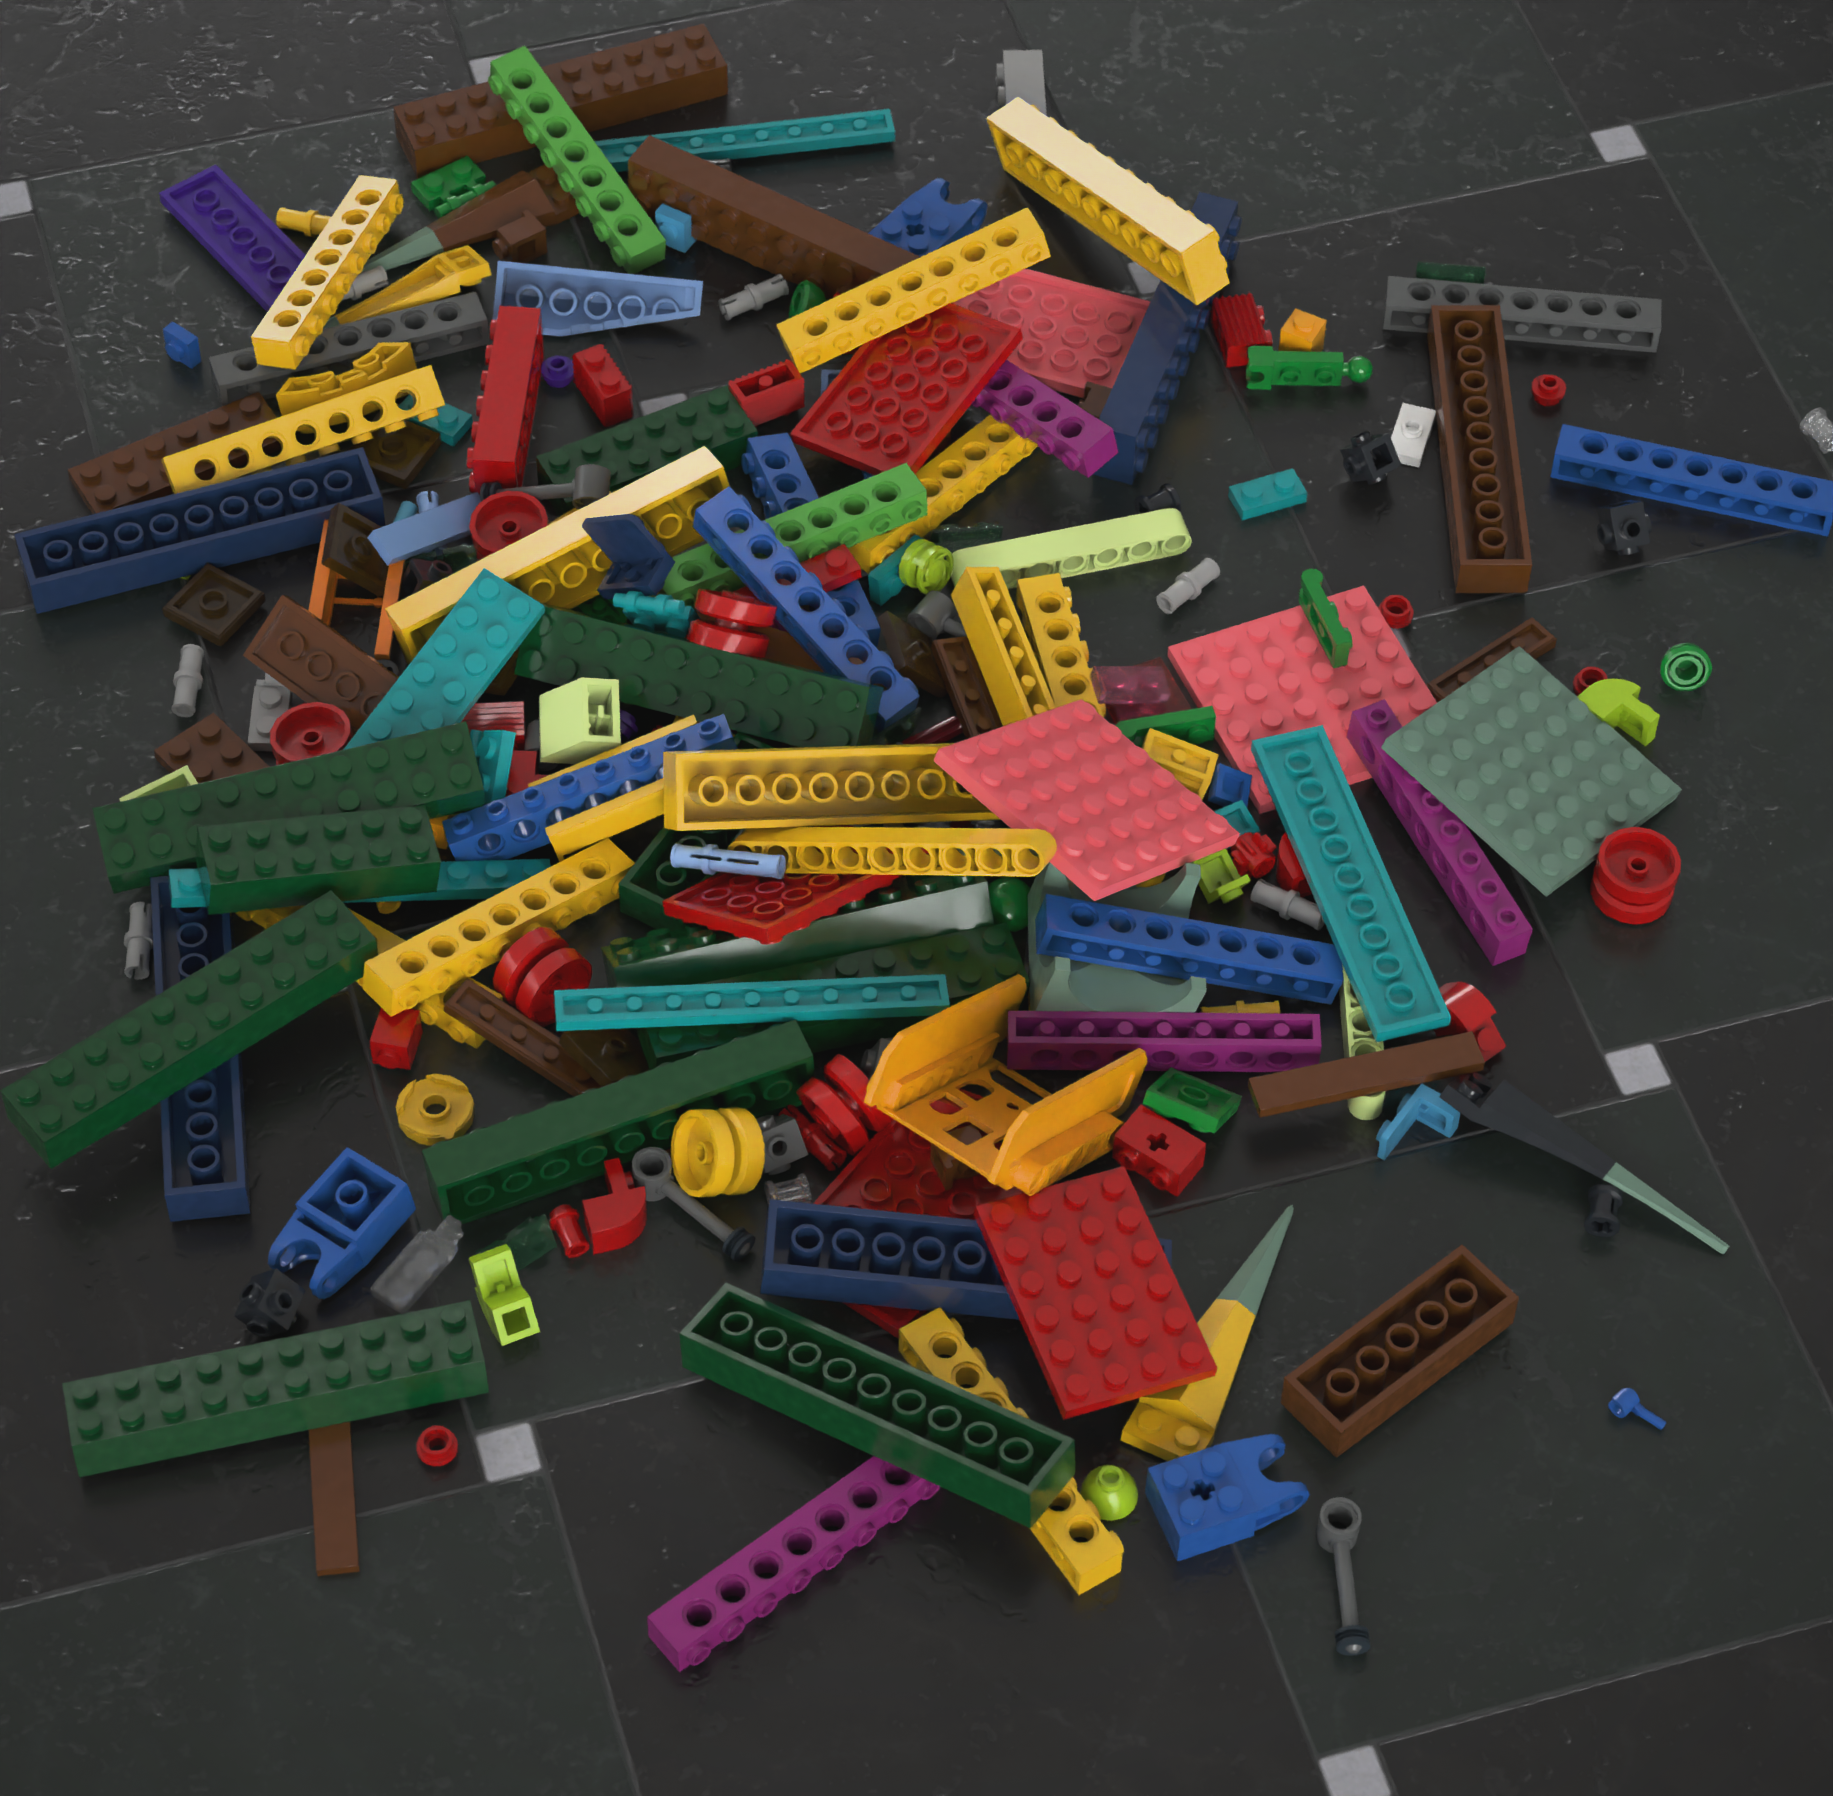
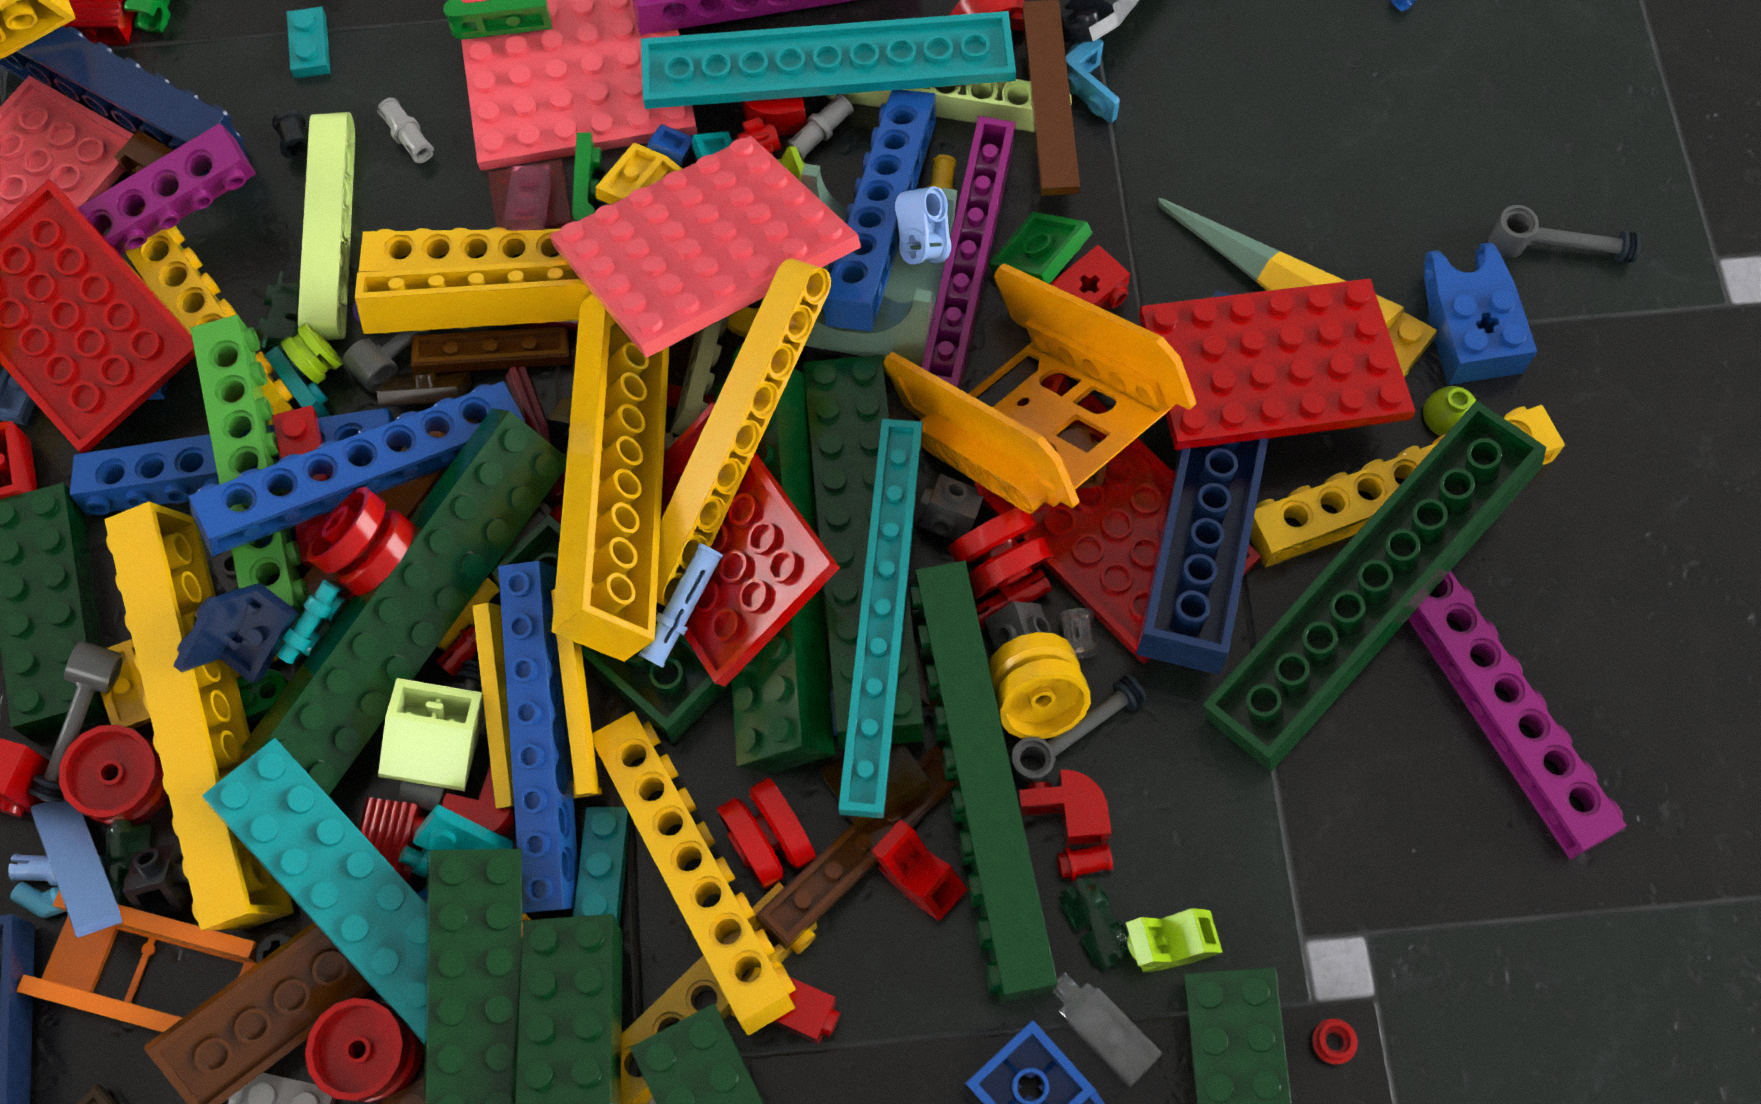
camera: 75 degrees left, 15 degrees up
(351, 552) = (74, 964): dark brown plate -> none
(432, 1128) = (889, 1009): yellow tile -> none
(538, 1086) = (918, 872): none -> red brick
(1151, 975) = (923, 221): none -> light blue piece
(1399, 1350) = (1344, 142): reddish brown brick -> none

